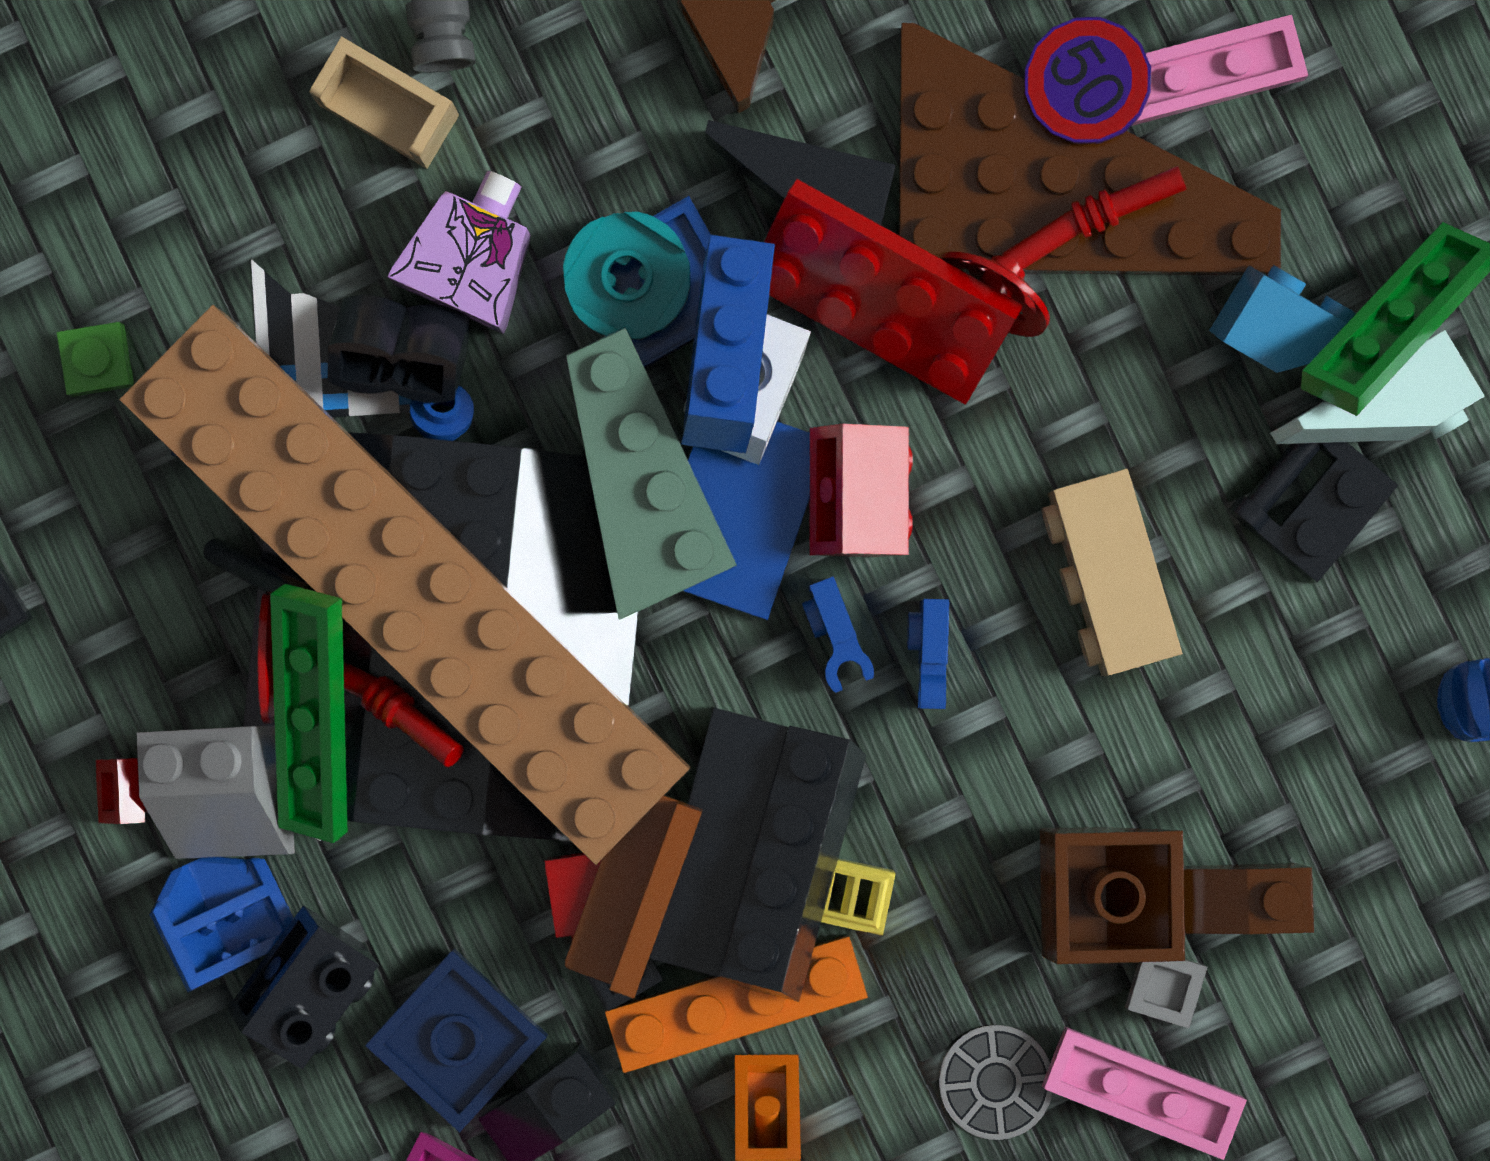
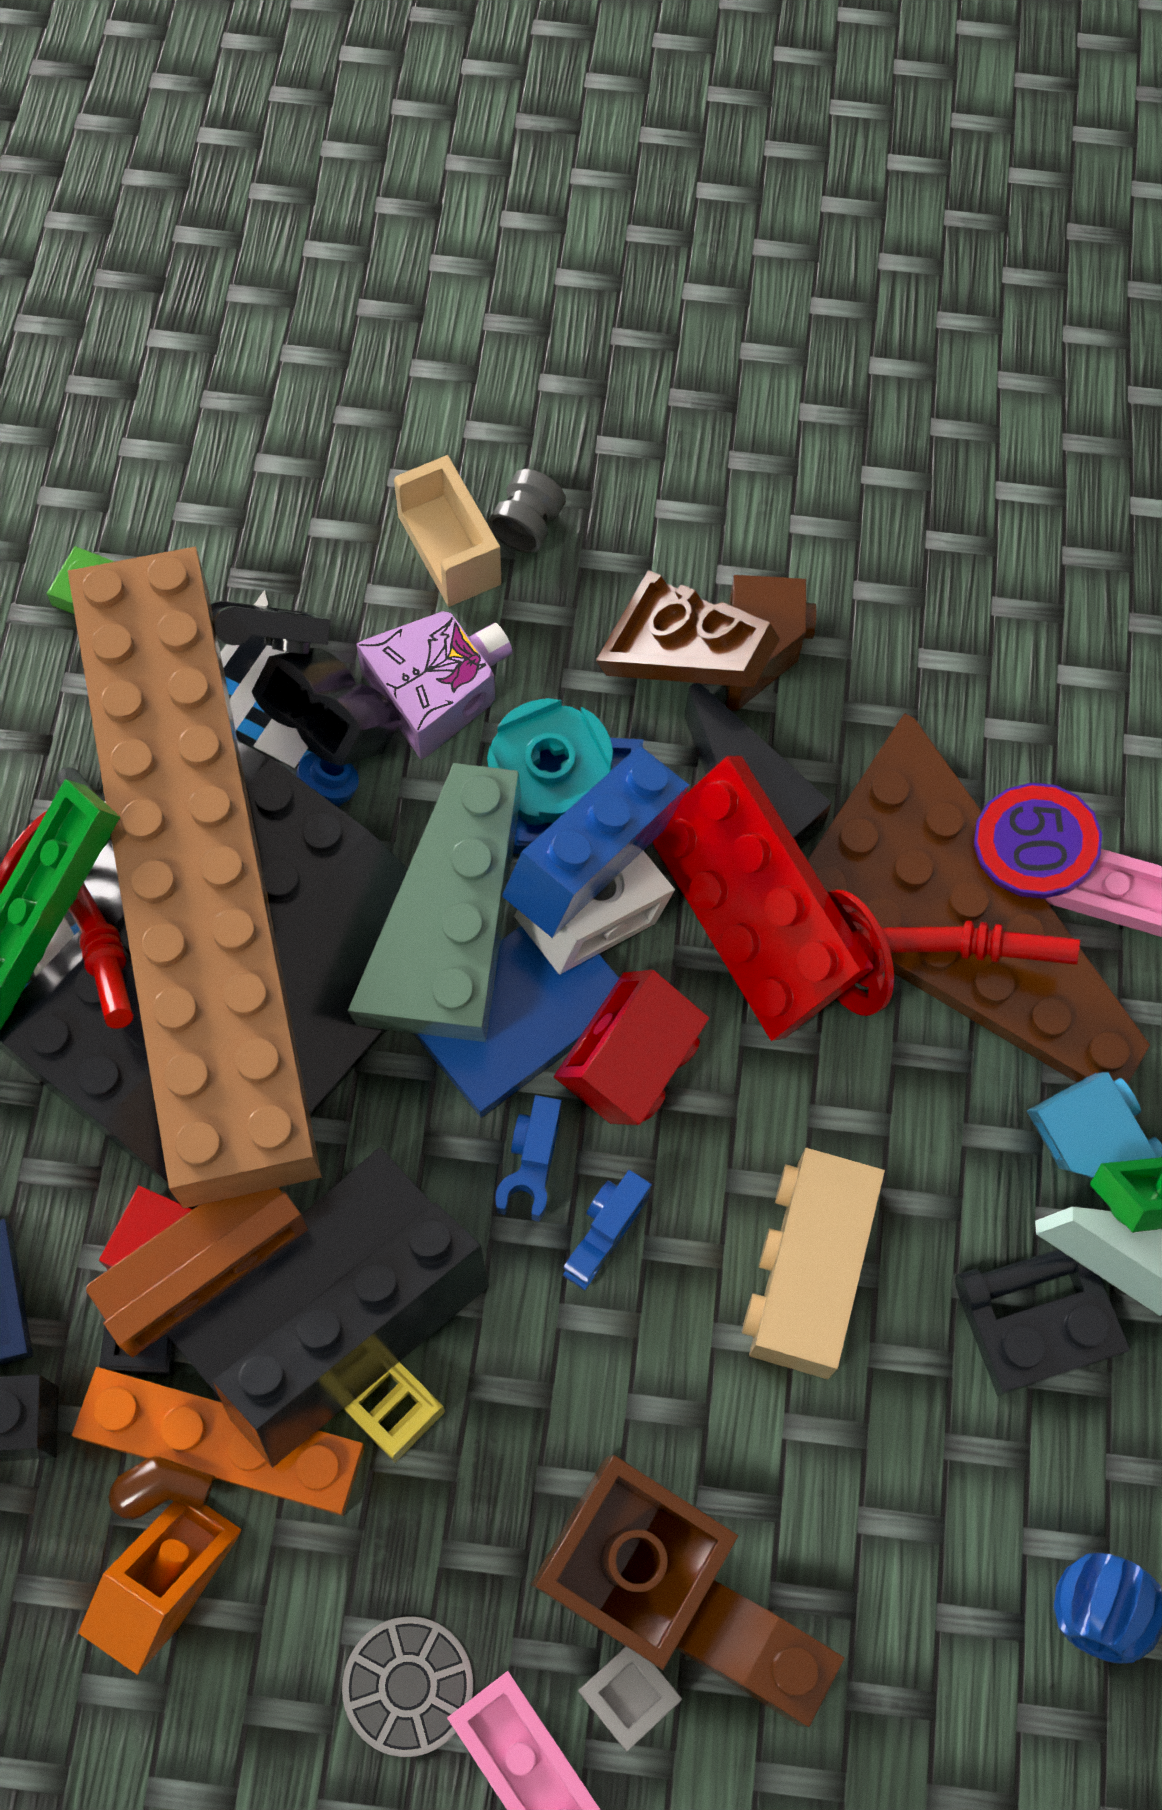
camera: 30 degrees right, 20 degrees down
(312, 299) = (281, 628): none -> black plate
(670, 83) = (685, 639): none -> reddish brown wing
(714, 1066) = (154, 1483): none -> reddish brown arm

